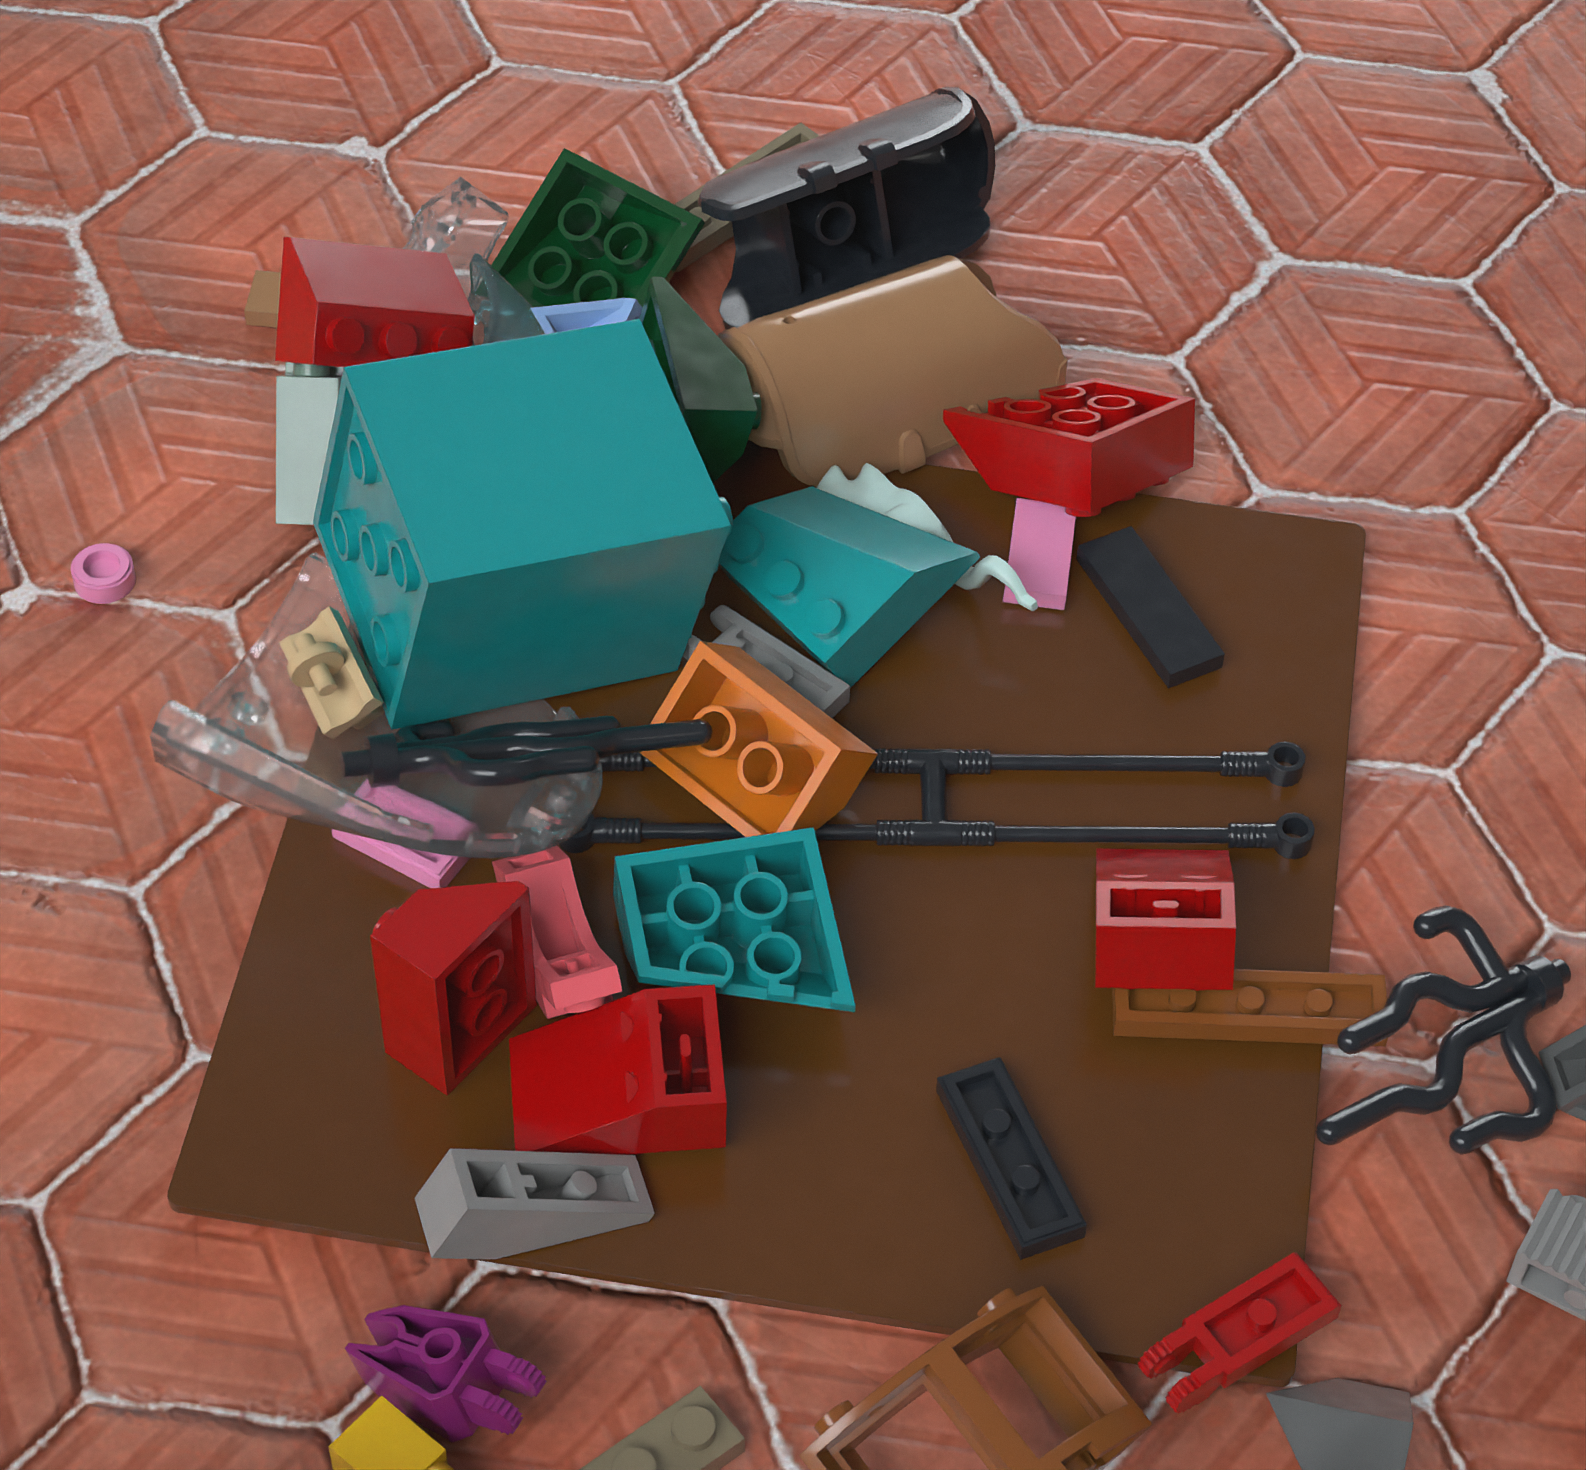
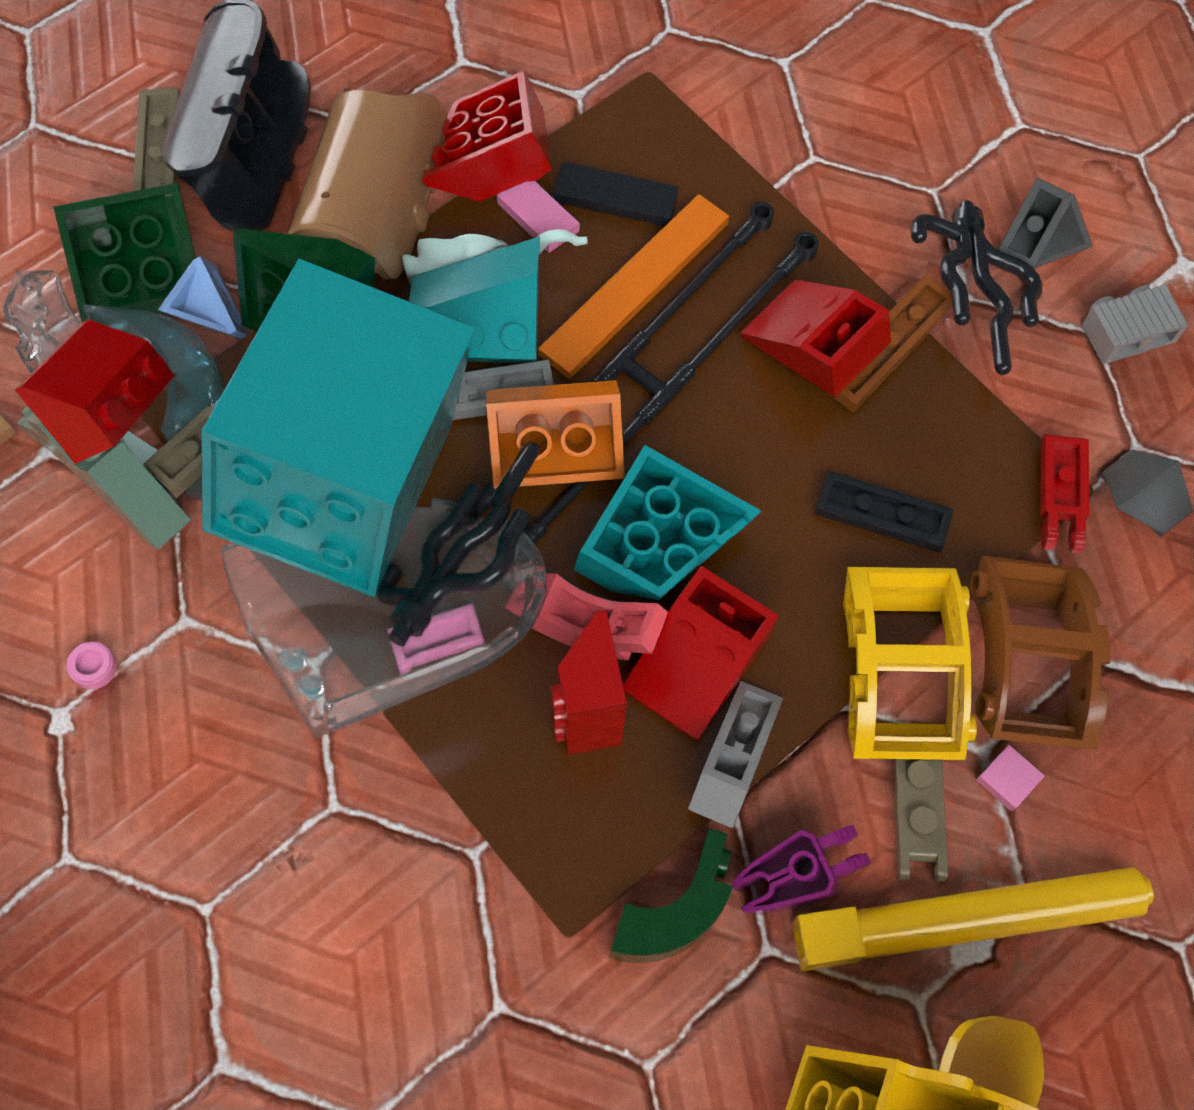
camera: 50 degrees left, 15 degrees up
(290, 1299) = (669, 930): none -> dark green arch
(332, 675) = (316, 599): tan hips -> none
(775, 1242) = (908, 590): none -> yellow window
(1049, 706) = (633, 286): none -> orange tile

